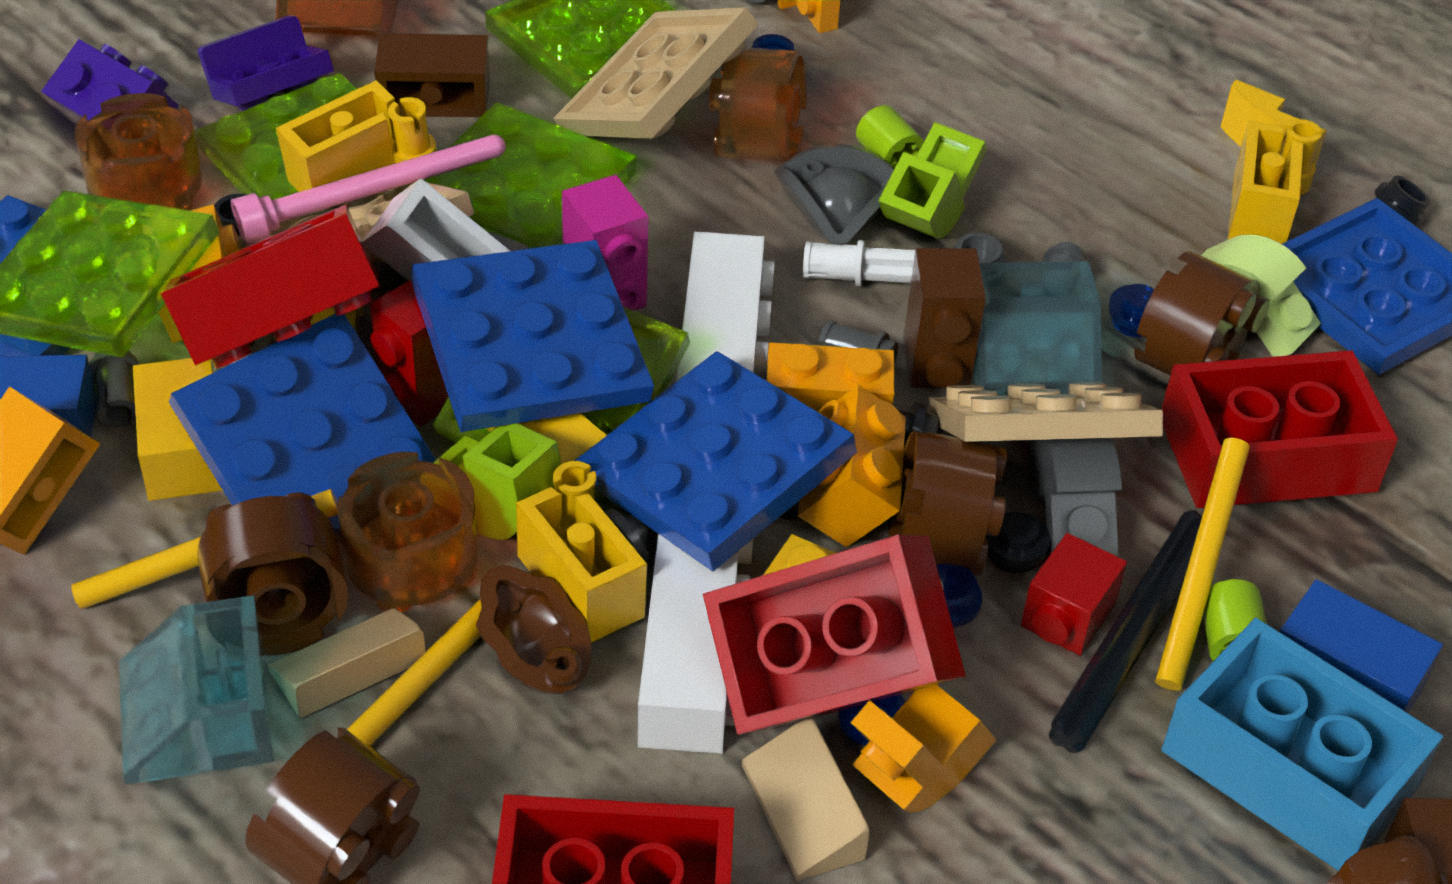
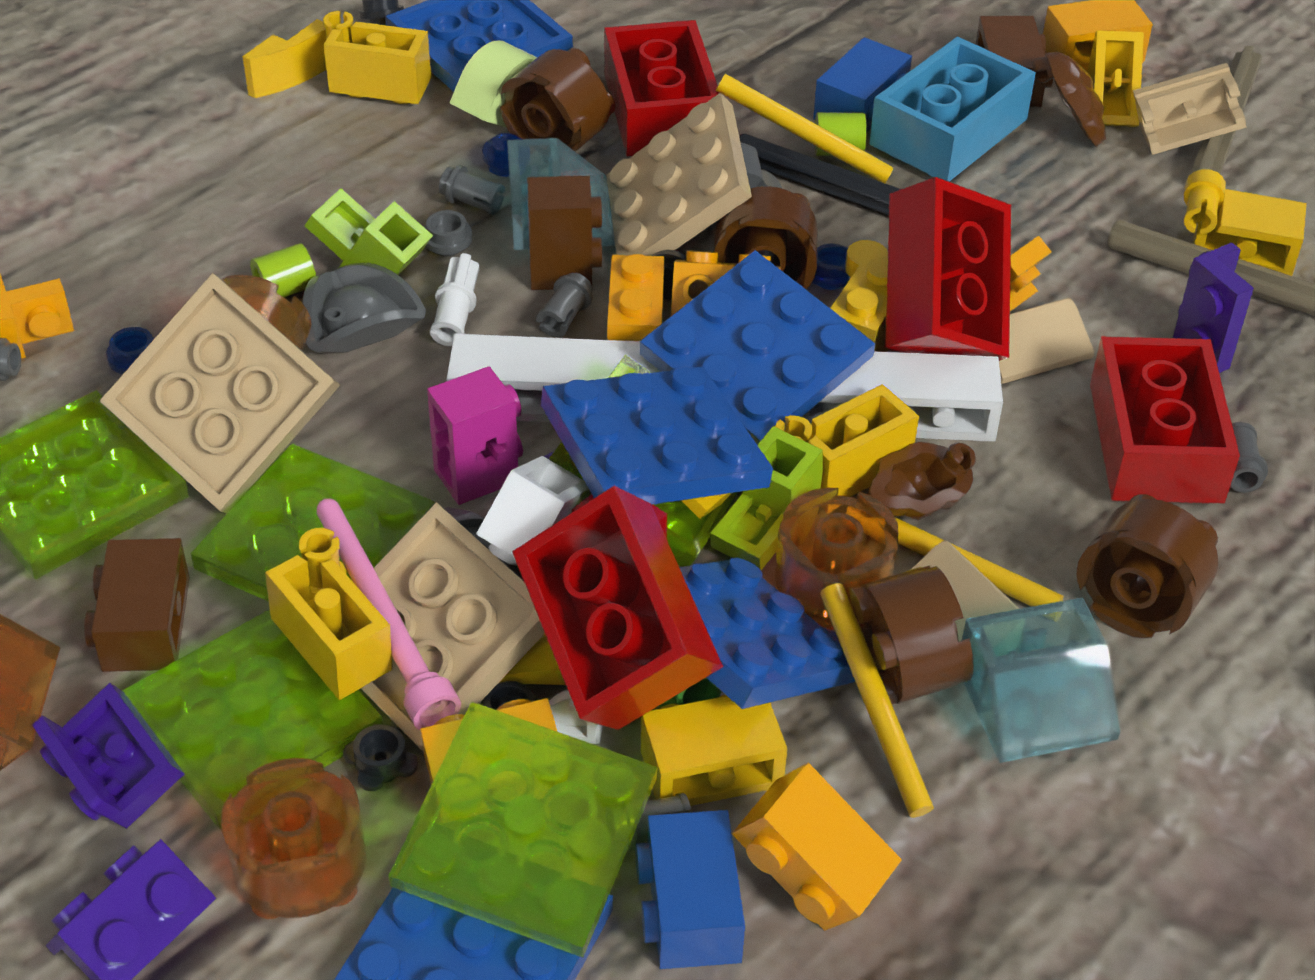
camera: 90 degrees left, 0 degrees up
(1073, 594) = (834, 198): red brick -> none

